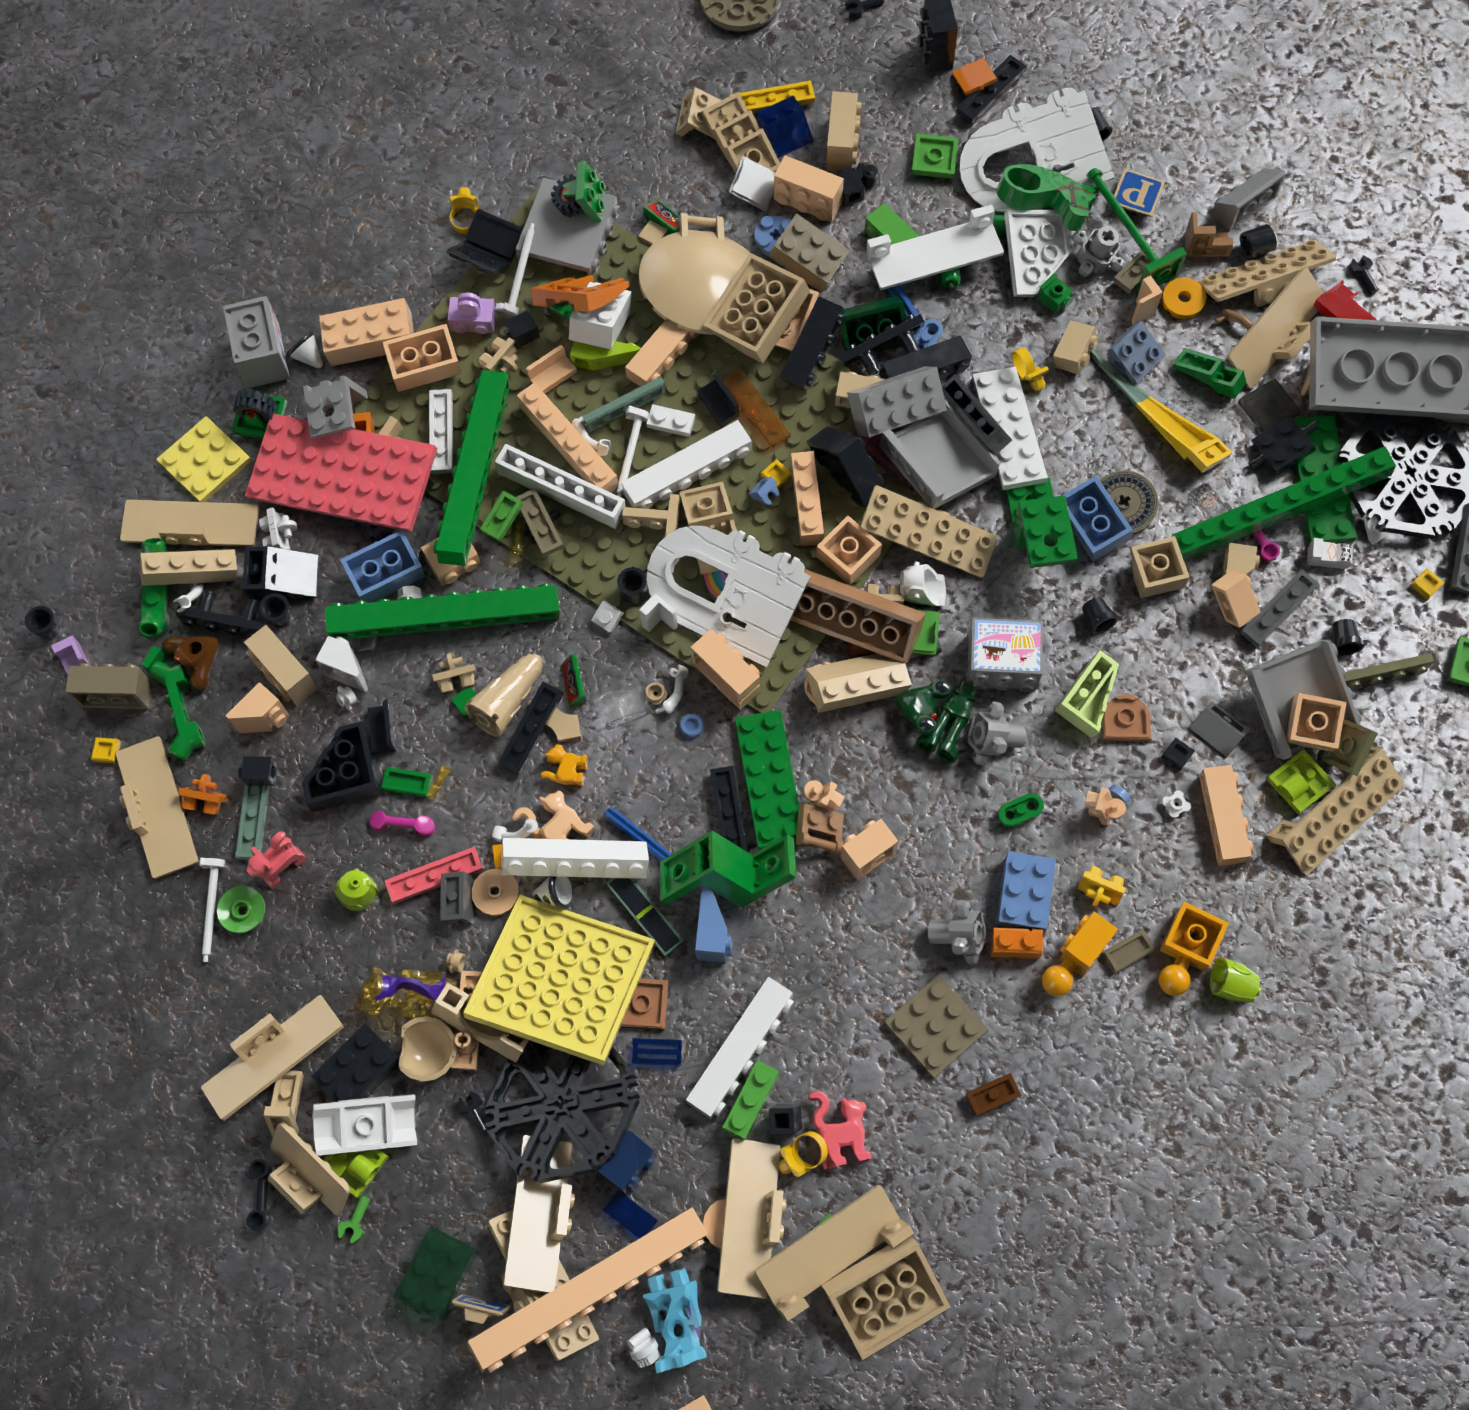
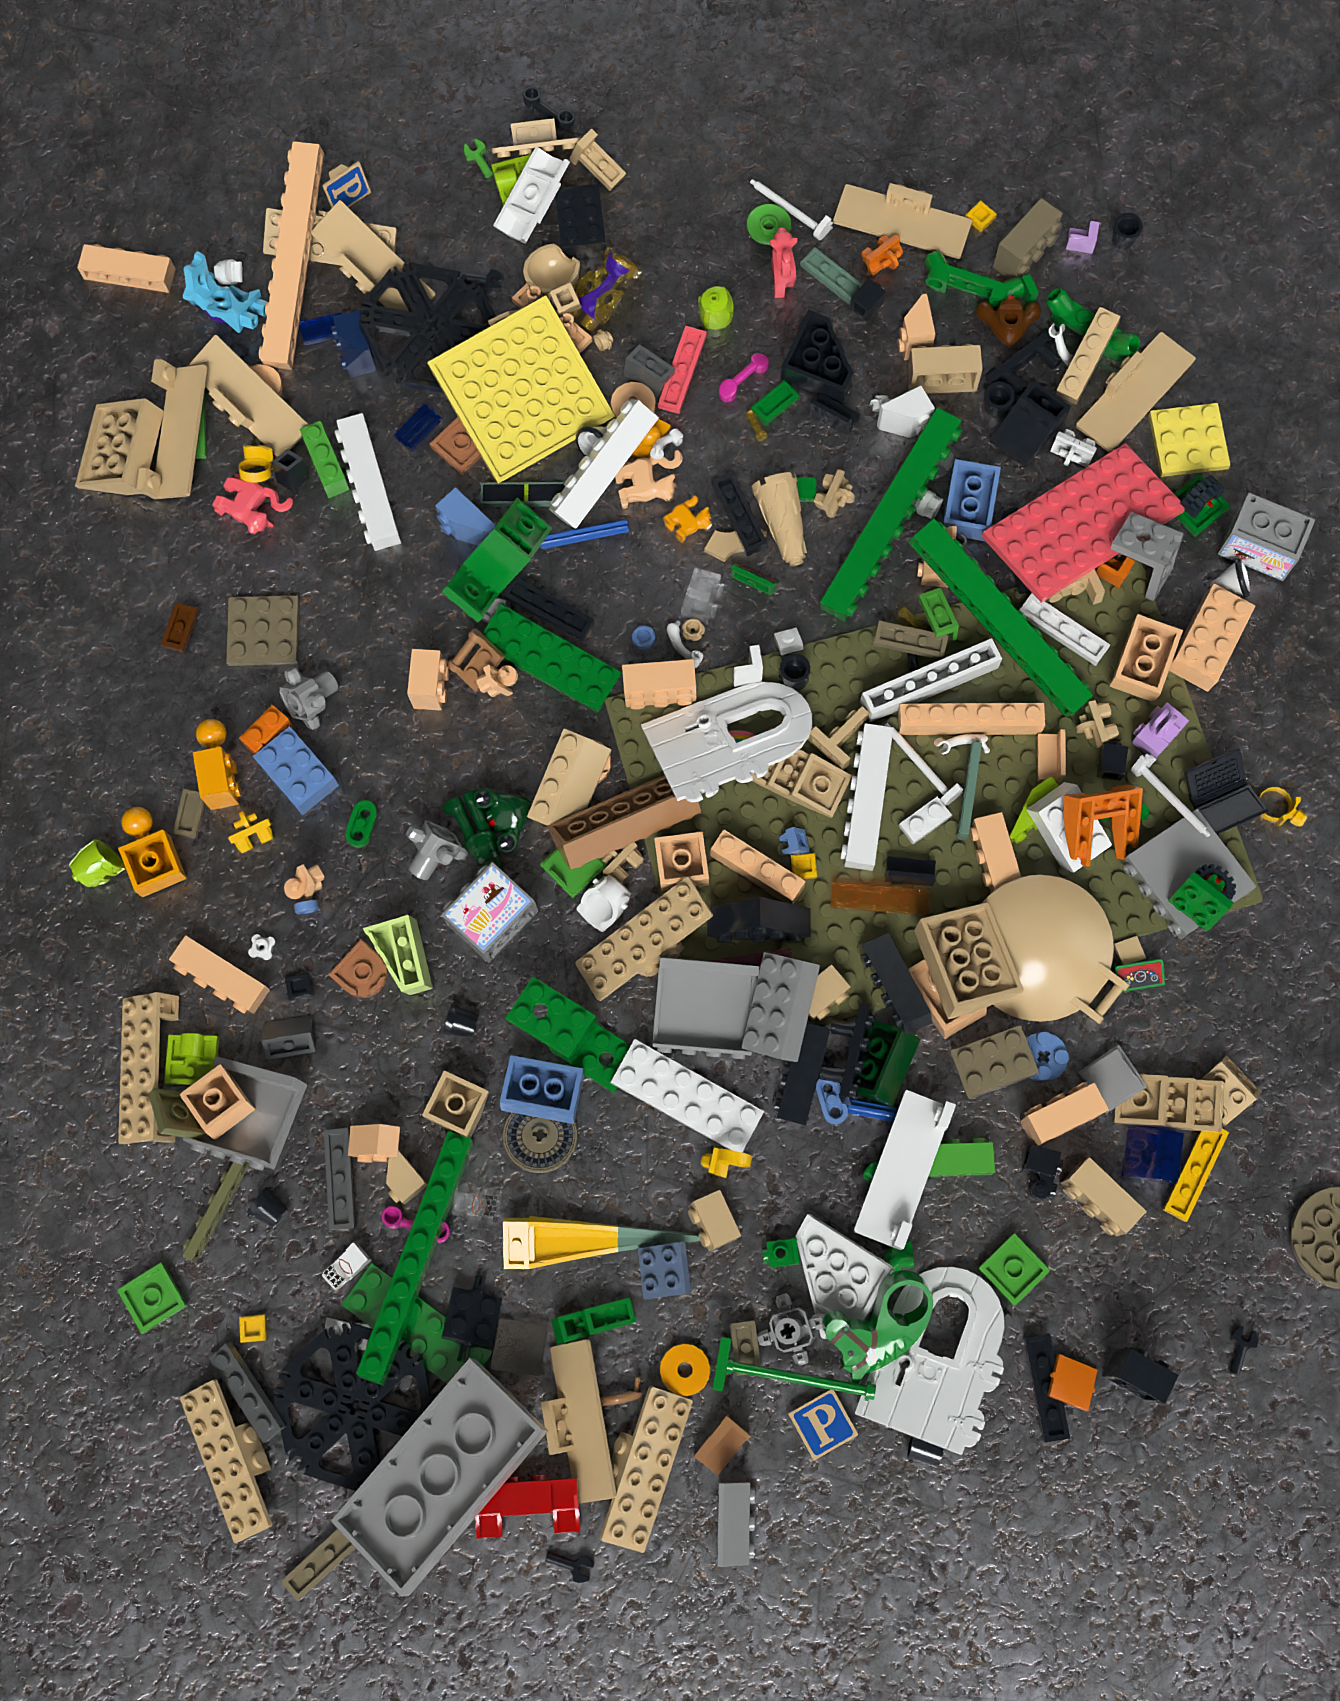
camera: 130 degrees right, 5 degrees up
(268, 1053) = (640, 175): tan bracket -> none
(436, 1273) = (395, 179): clear green brick -> none
(975, 415) = (716, 1067): black brick -> none
(1147, 300) = (703, 1327): light nougat panel -> none
(1258, 241) = (681, 1489): black piece -> none

